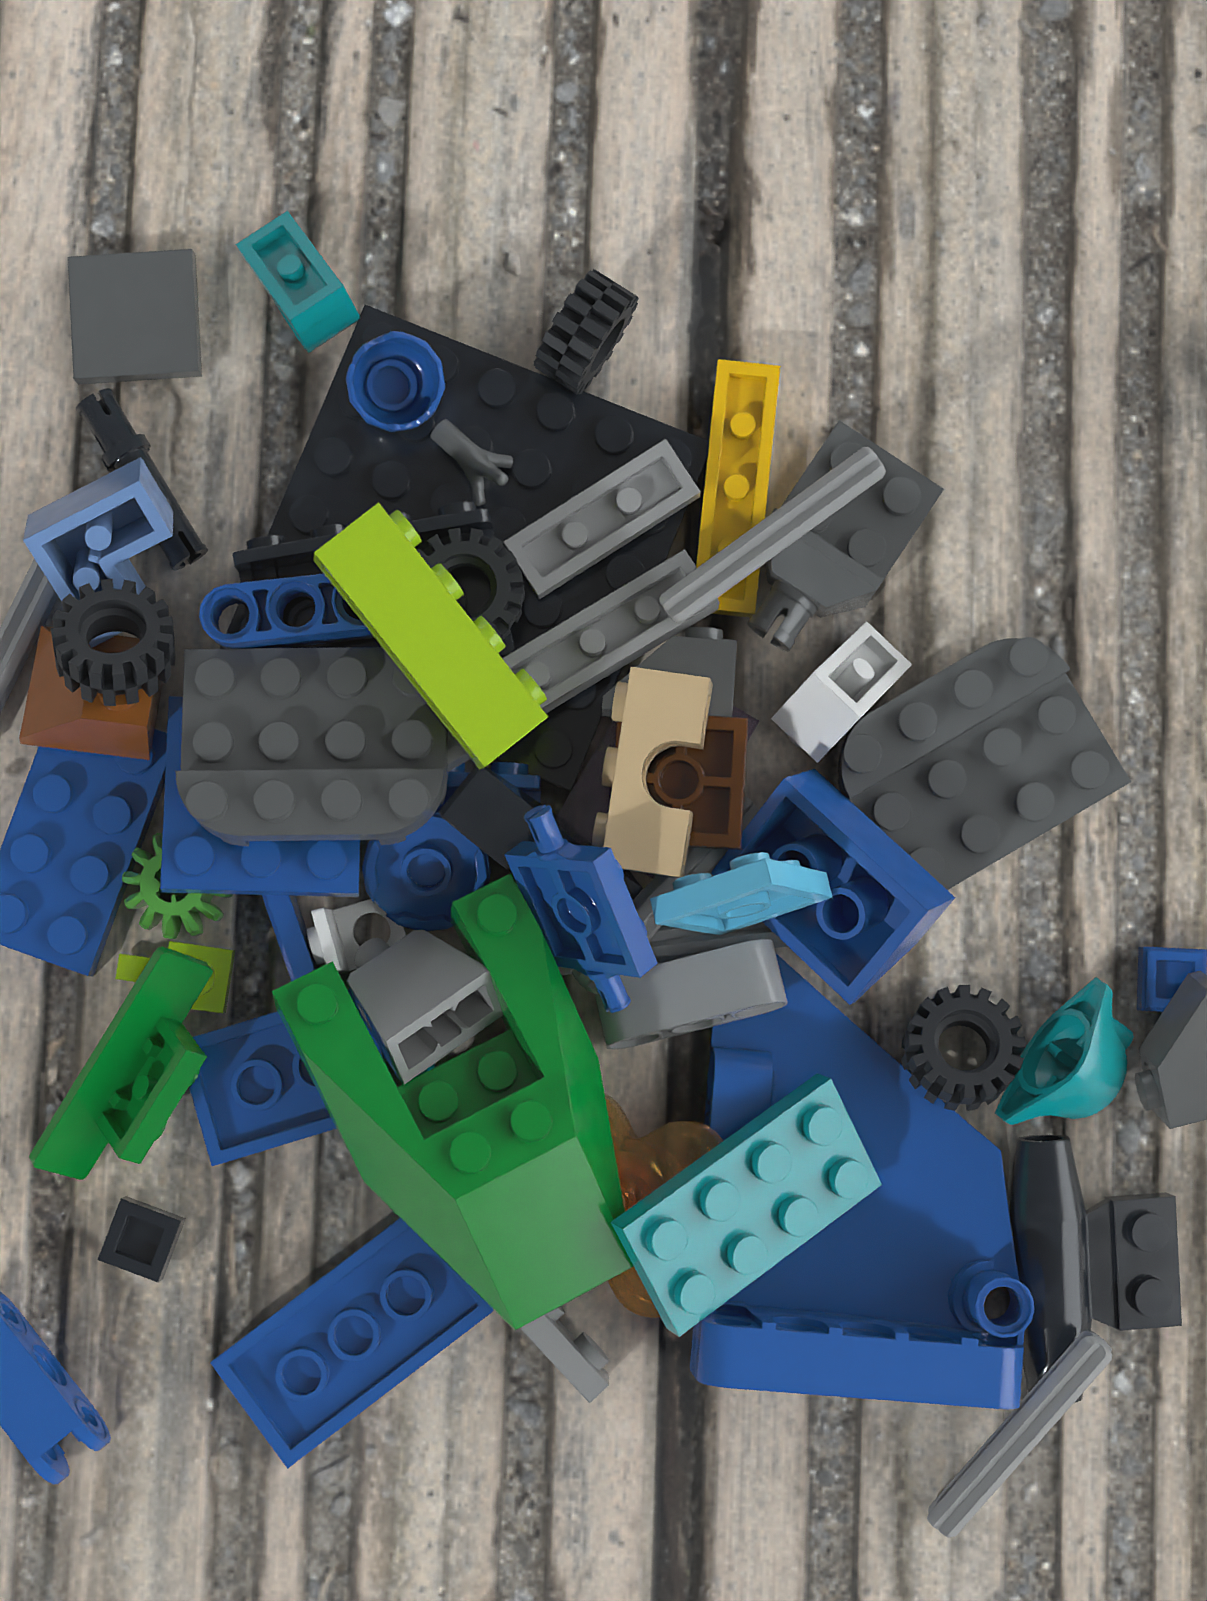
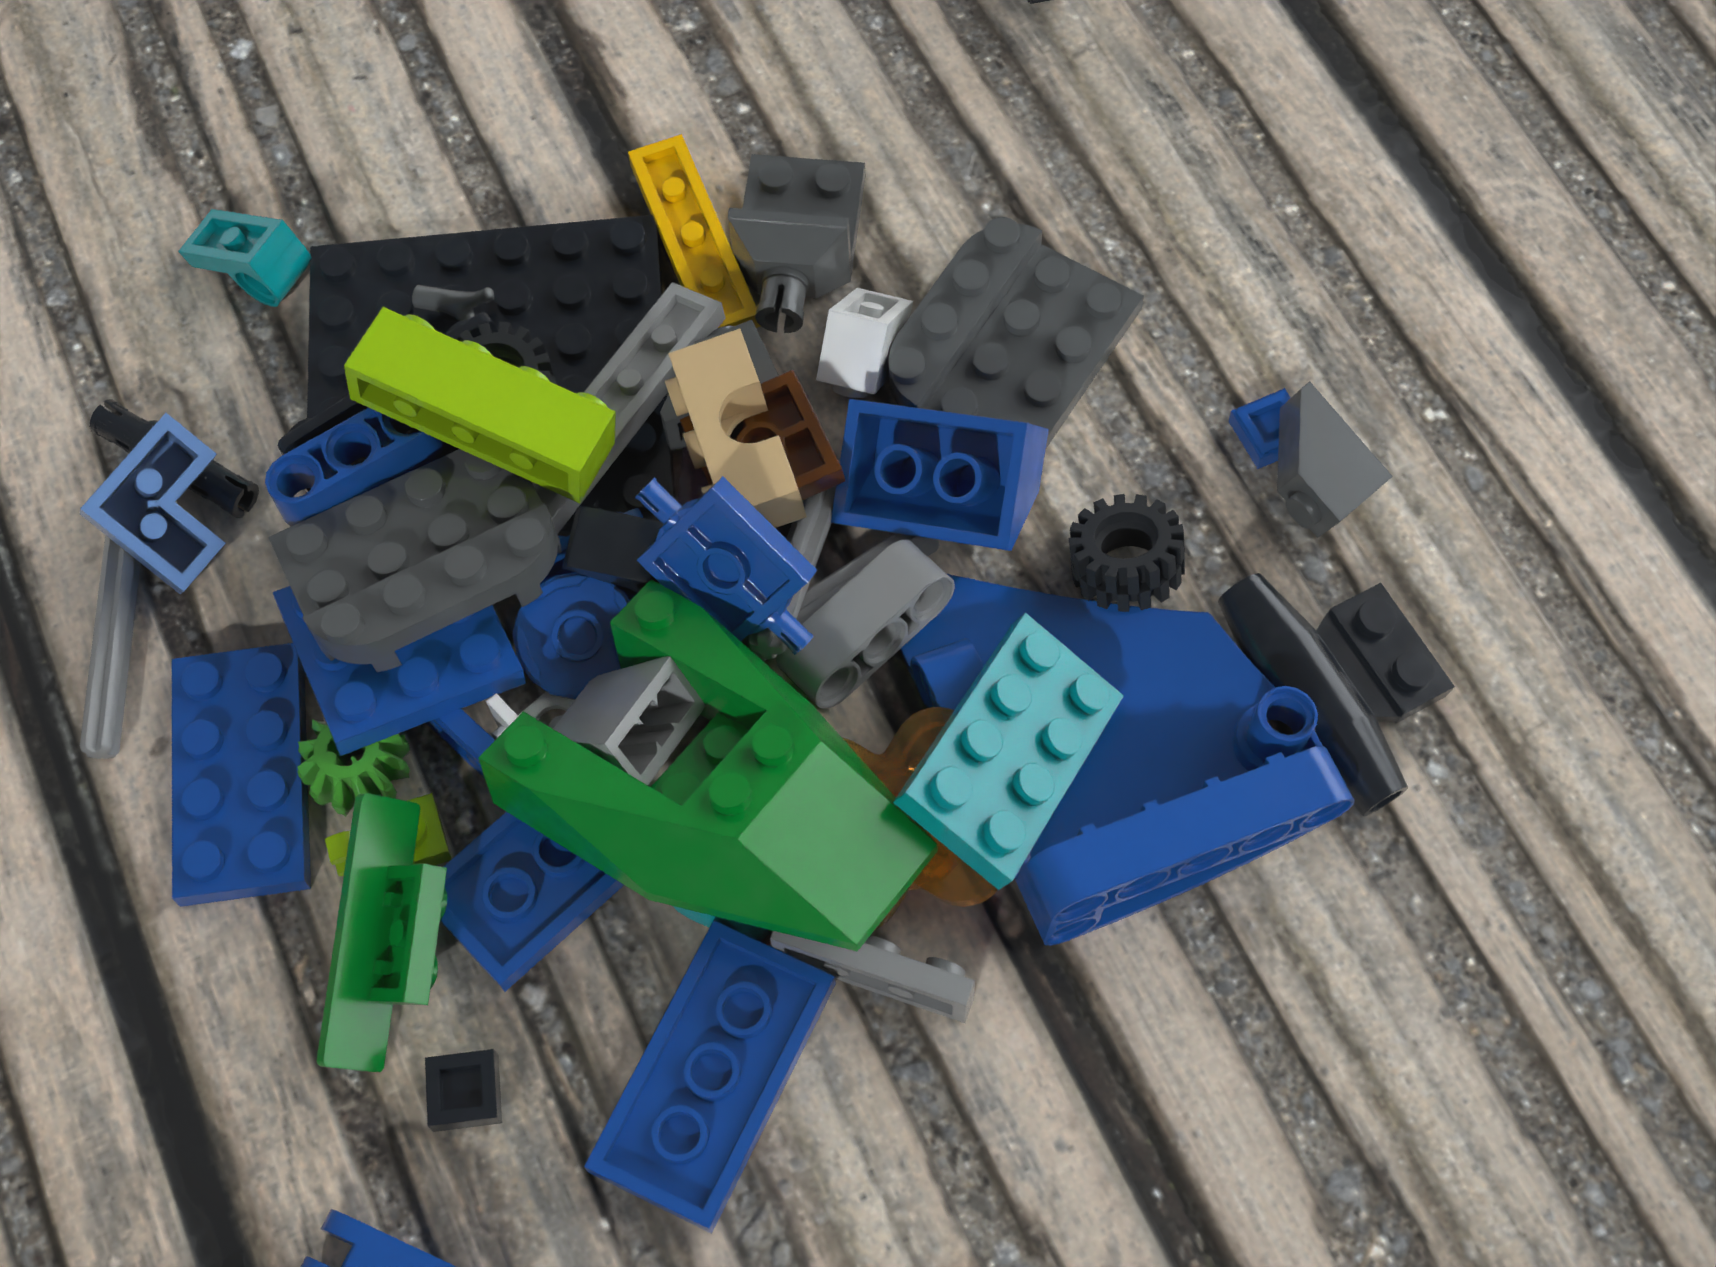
camera: 25 degrees left, 20 degrees down
(66, 721) = (204, 635): dark orange slope -> none
(113, 612) = (199, 551): black tyre -> none
(134, 316) = (113, 345): dark grey tile -> none
(395, 381) = (362, 267): blue hair -> none
(585, 331) = (506, 173): black tyre -> none
(602, 518) = (594, 290): light grey plate -> none
(741, 897) = (862, 492): medium azure plate -> none
(772, 535) = (736, 223): light grey axle -> none
(1019, 1433) = (1370, 838): light grey axle -> none
(1071, 1061) = (1227, 518): teal hat -> none

